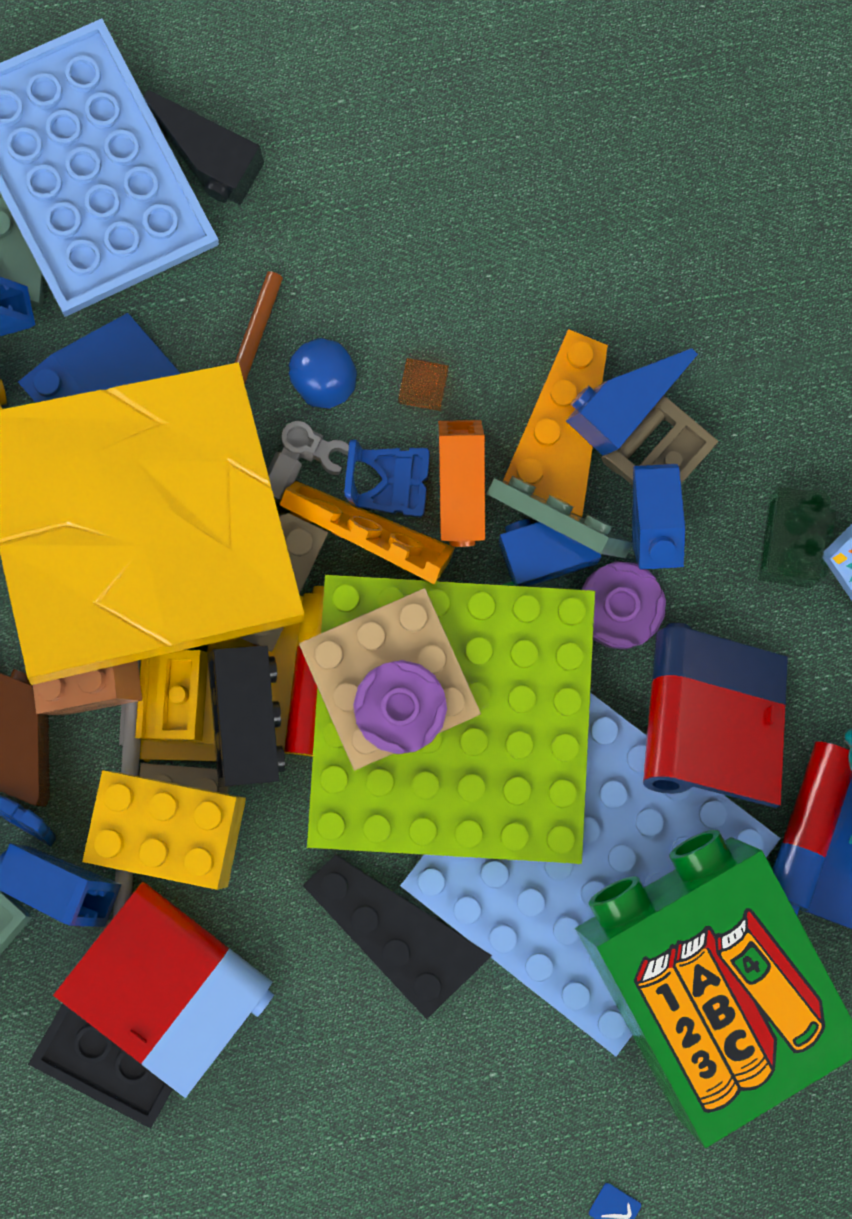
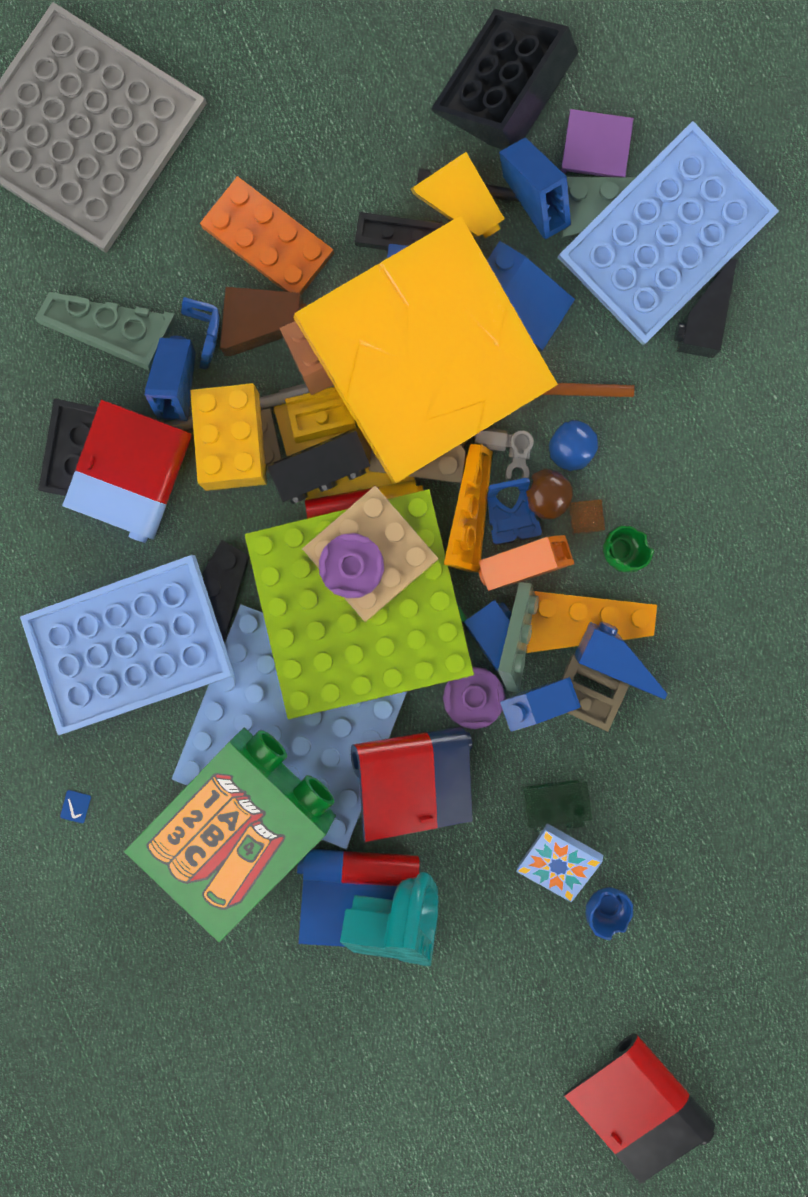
camera: 75 degrees right, 5 degrees up
(379, 421) = (549, 494): none -> reddish brown hair
(411, 1065) = (127, 645): none -> light blue plate
(484, 343) = (627, 549): none -> green hair

